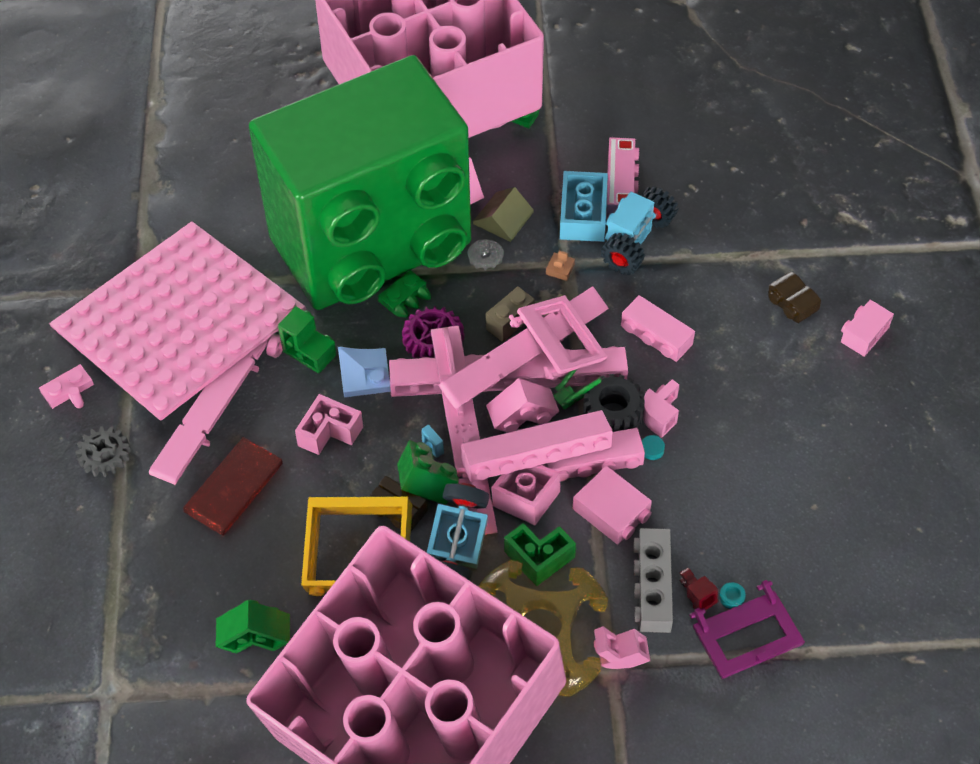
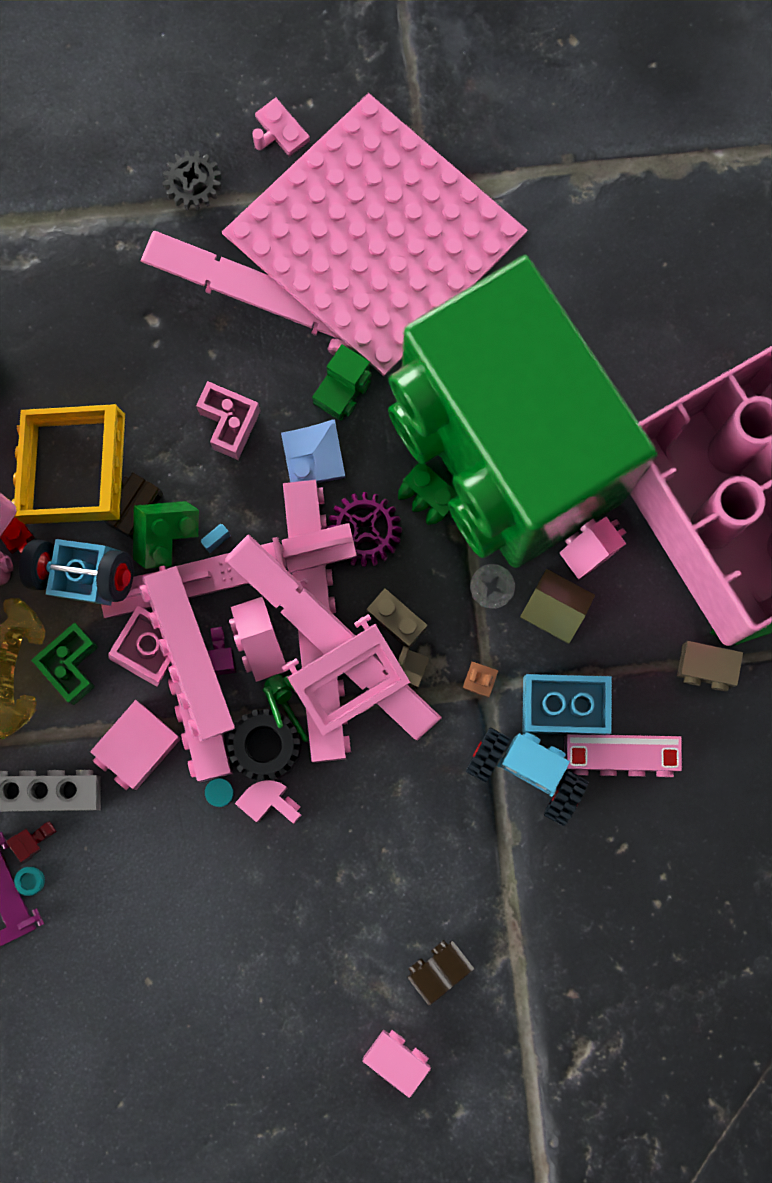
camera: 85 degrees right, 25 degrees up
(232, 486) = (157, 325): clear red tile -> none
(554, 124) = (709, 665): none -> dark tan brick
(657, 328) = (383, 798): bright pink brick -> none

